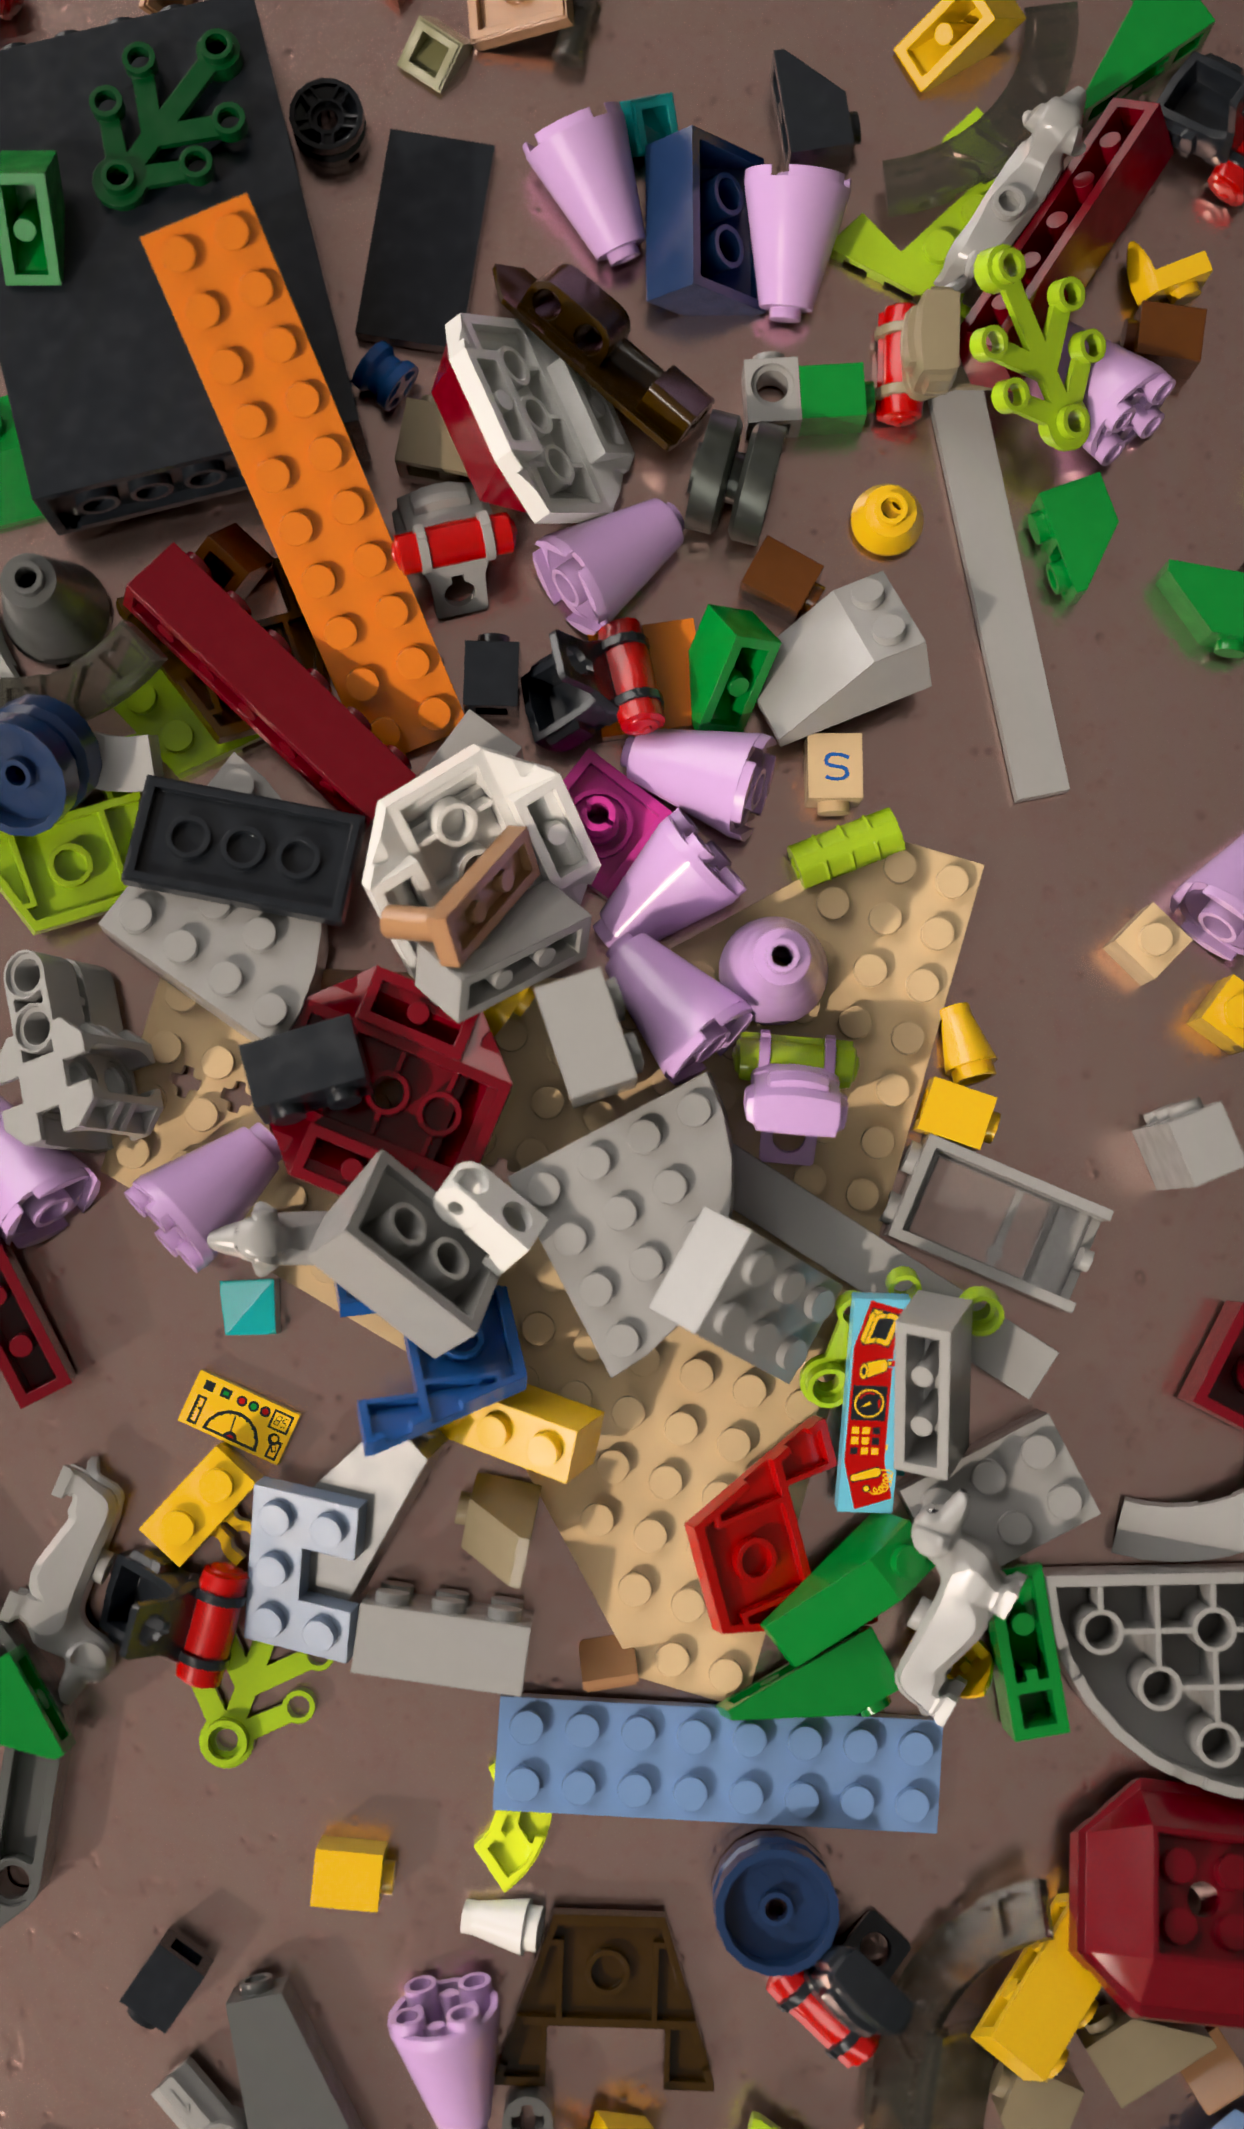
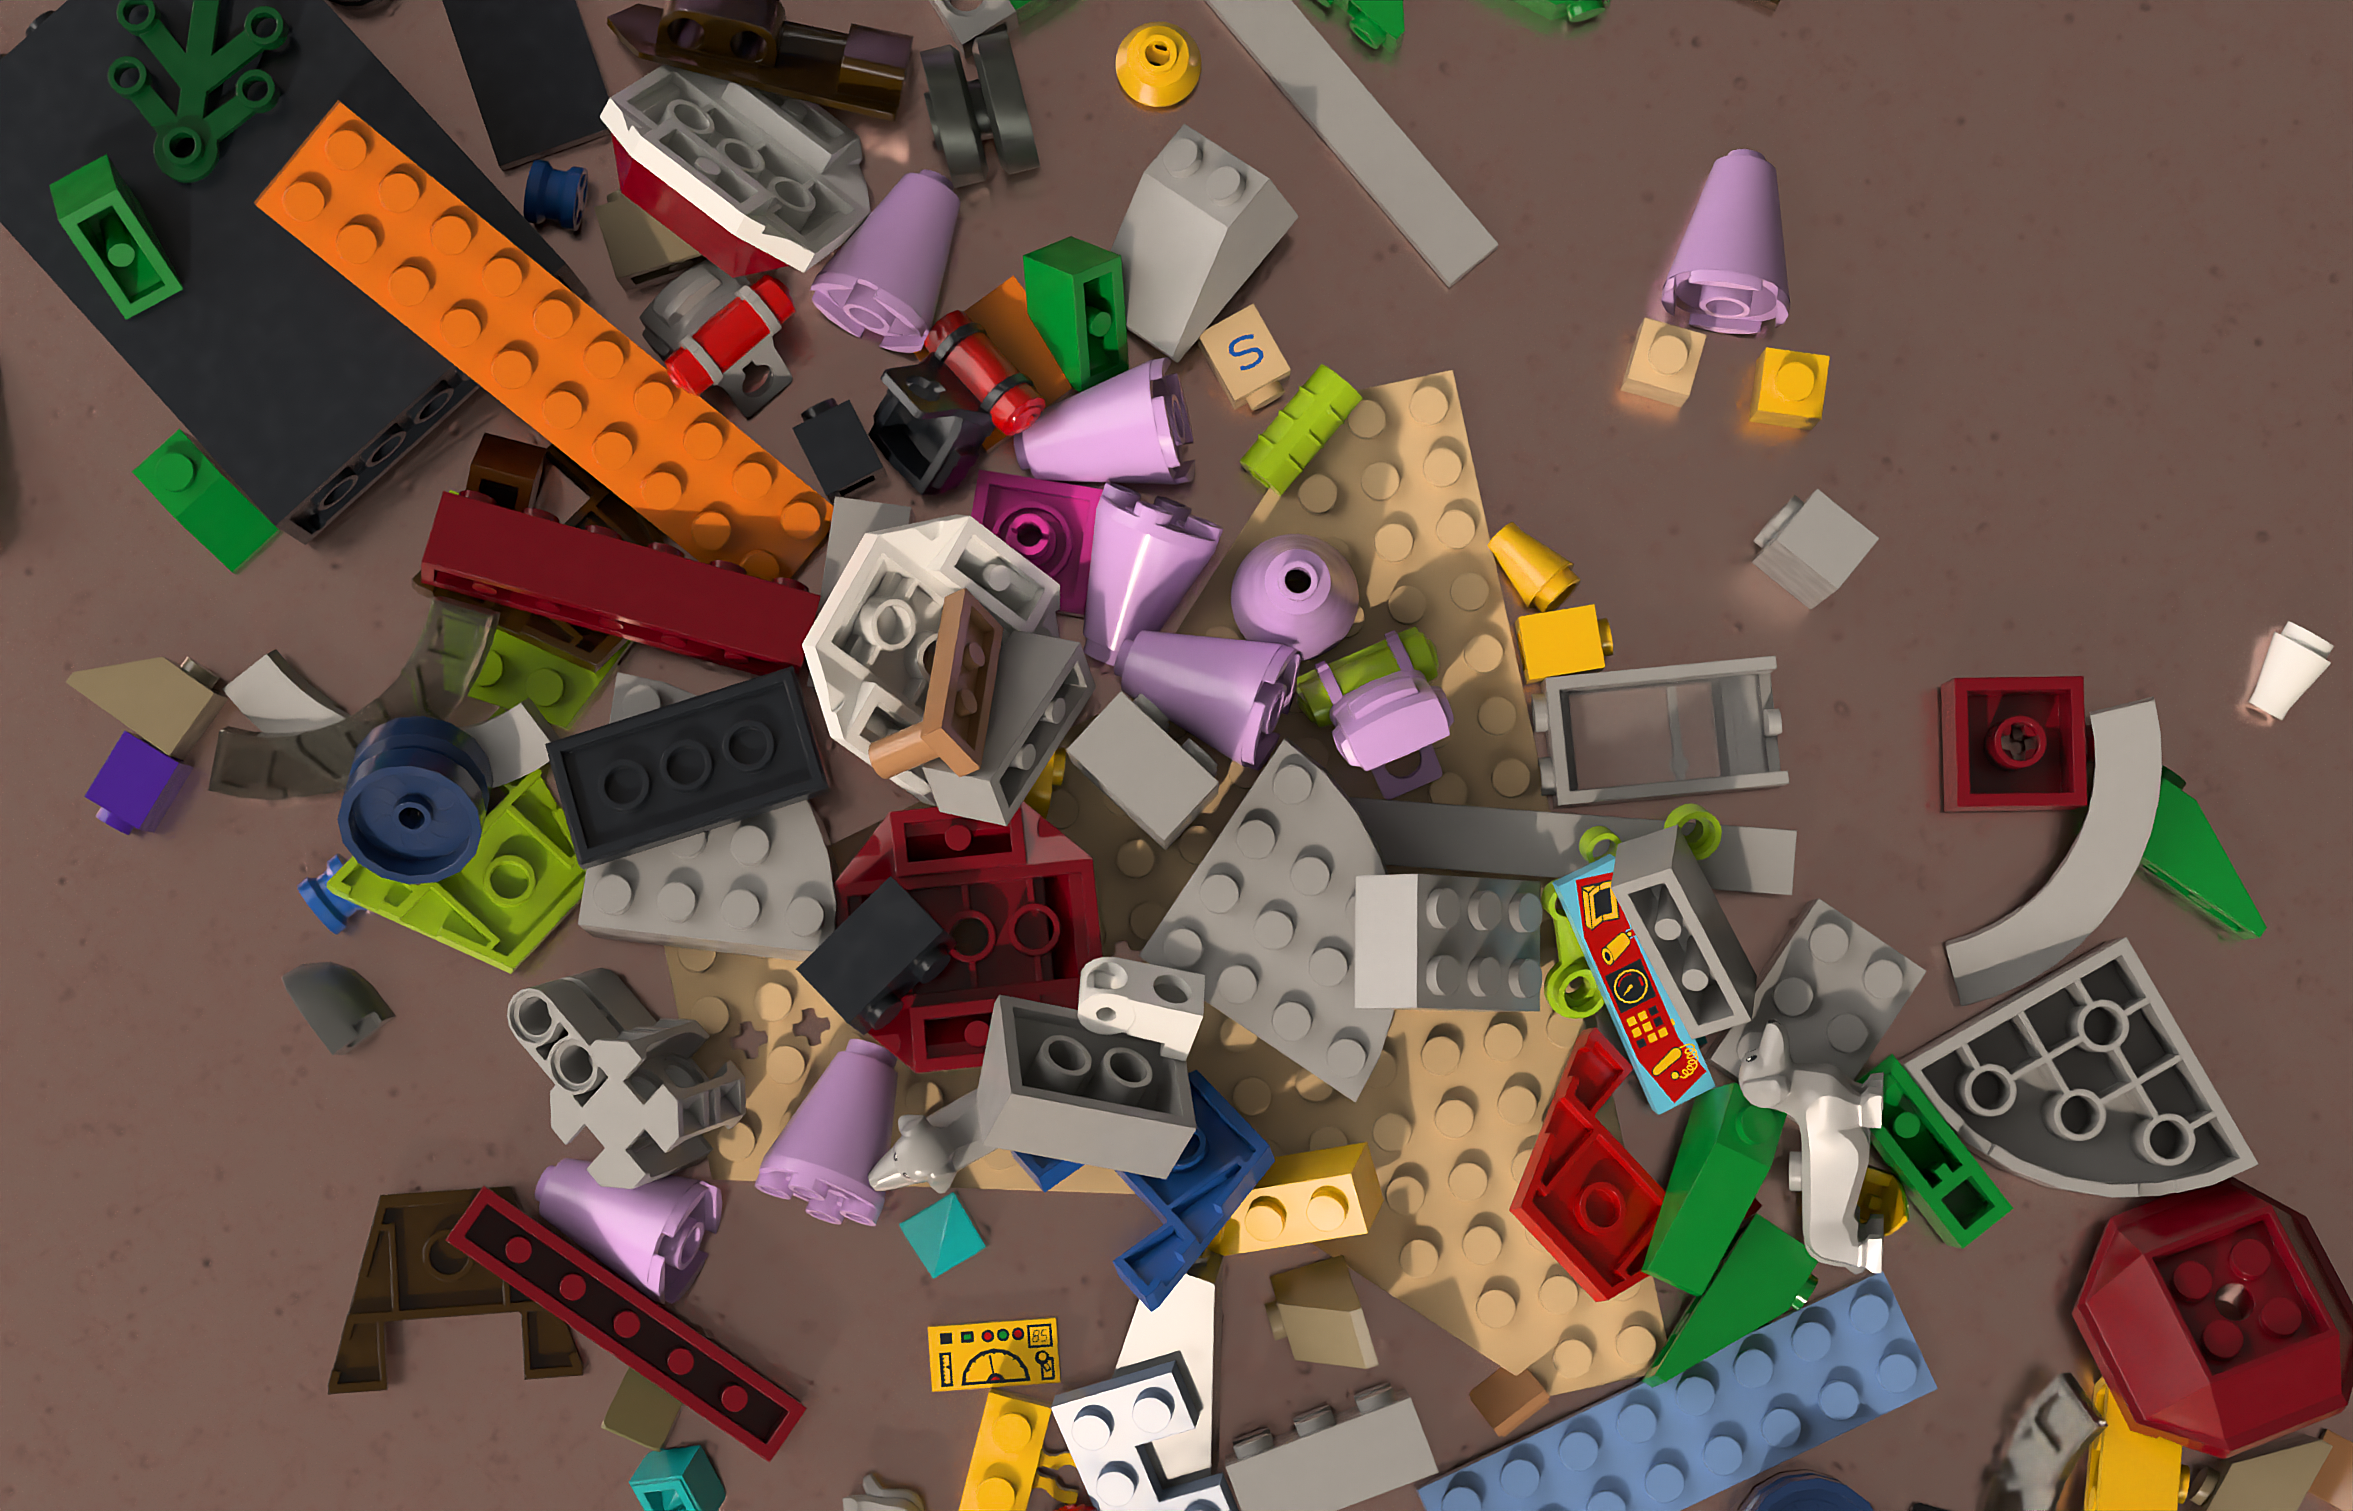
camera: 20 degrees left, 0 degrees up
(53, 608) = (345, 626): dark grey cone -> none
(782, 581) = (1086, 188): reddish brown brick -> none

